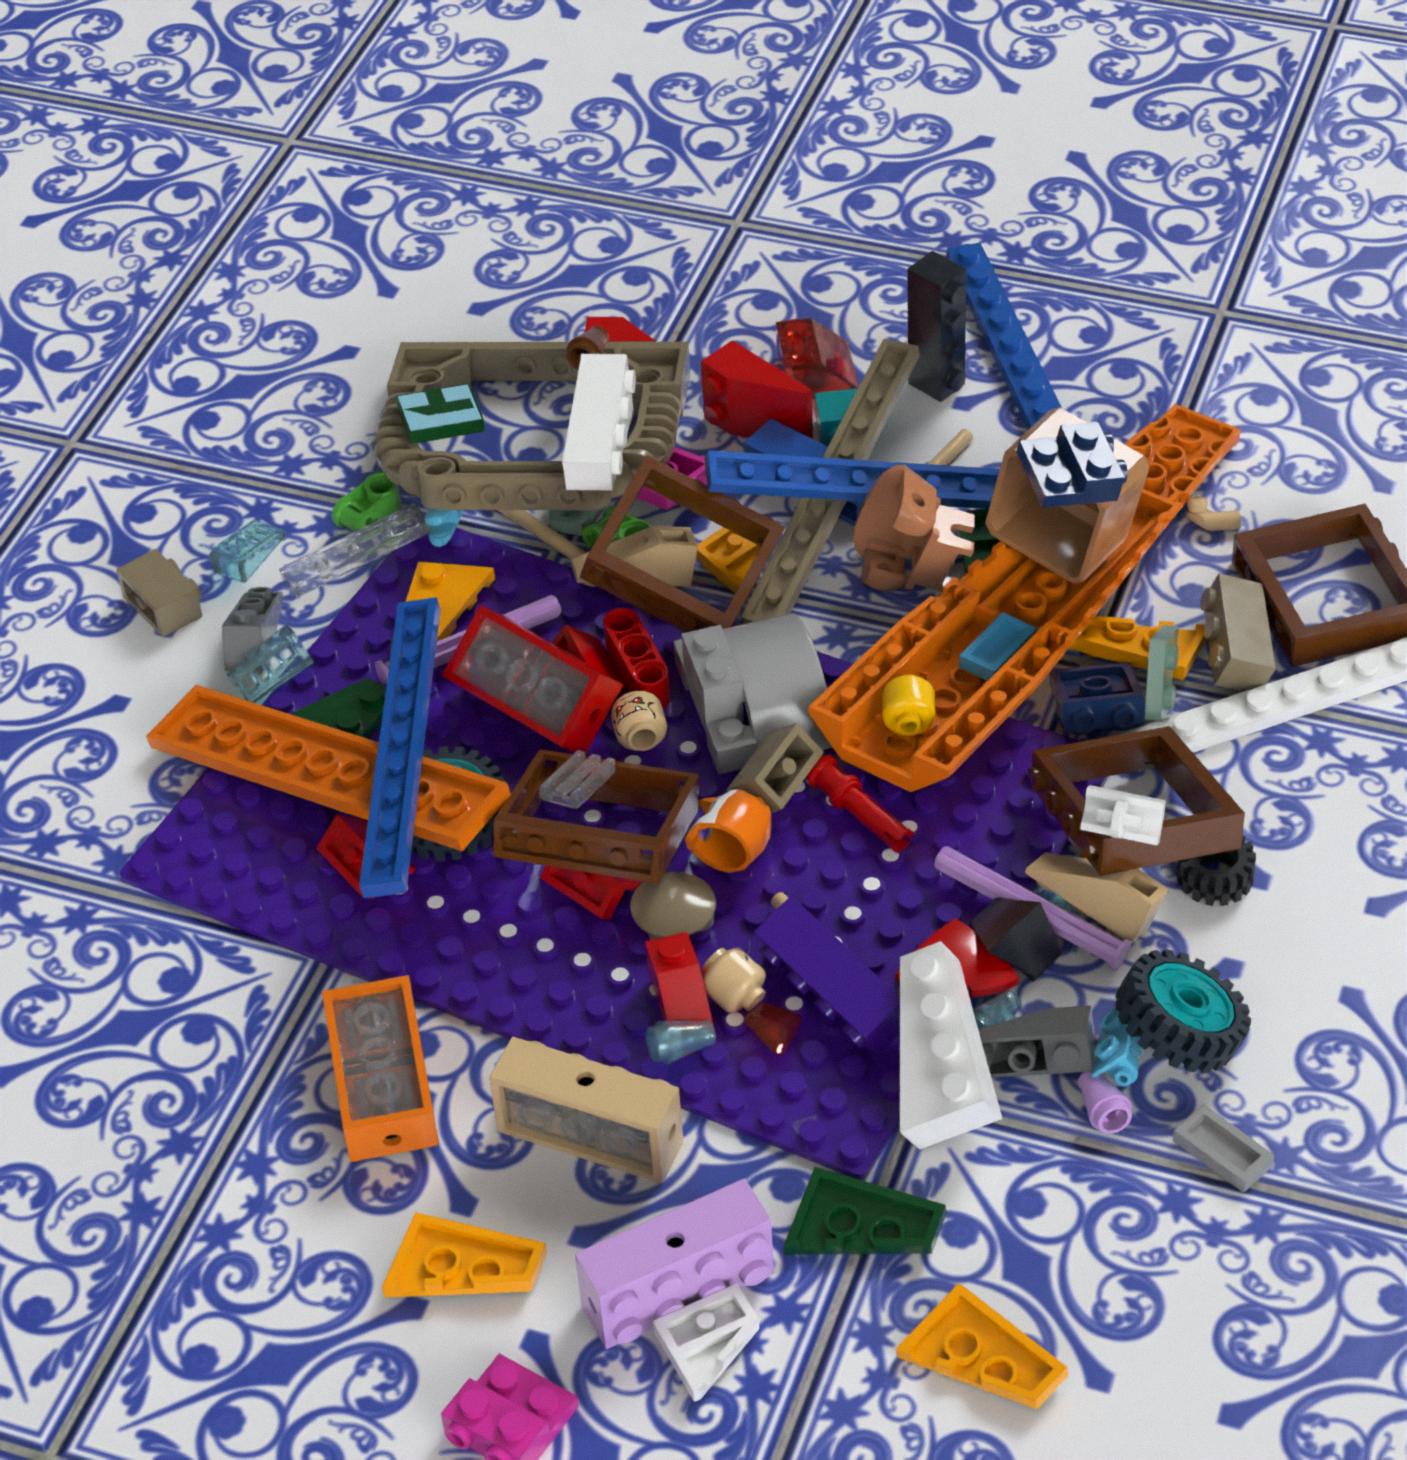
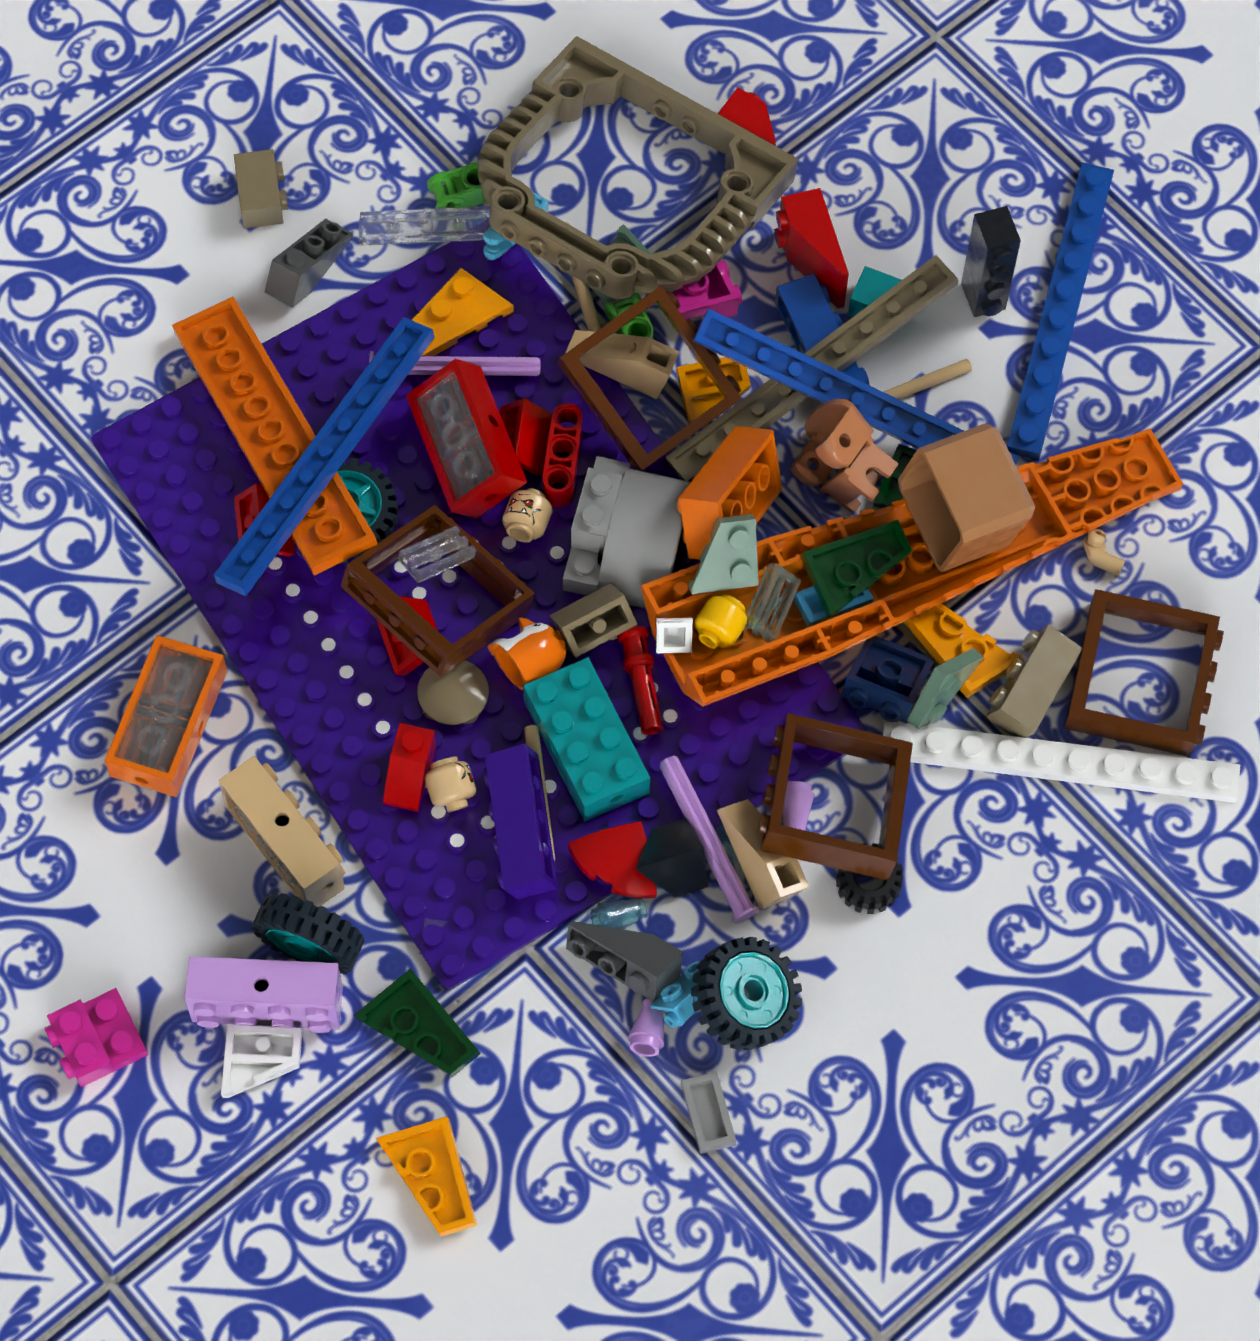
camera: 25 degrees right, 20 degrees up
(240, 568) = (344, 191): clear light blue slope -> none
(286, 670) = (294, 299): clear light blue slope -> none
(352, 709) = (322, 384): dark green wing -> none
(440, 413) = (546, 141): tile -> none
(461, 1259) = (134, 900): light orange wing -> none
(587, 343) = (707, 130): reddish brown cone -> none
(598, 422) = (645, 232): white wedge -> none
(676, 1039) = (383, 811): clear light blue cone -> none
(680, 1167) = (307, 932): none -> black wheel
(774, 1026) = (458, 835): clear red slope -> none
(814, 356) = (895, 226): clear red slope -> none
(834, 602) = (734, 482): none -> orange brick
(846, 875) = (586, 739): none -> teal brick
(871, 737) = (674, 635): none -> white slope
(881, 635) = (729, 557): none -> sand green wing
(942, 1057) = (550, 929): white wedge -> none
(945, 667) = (767, 599): none -> clear light blue tile
(998, 605) = (854, 563): none -> dark green wing
(1073, 466) = (955, 495): dark blue plate -> none
(1123, 815) = (790, 822): white hips -> none

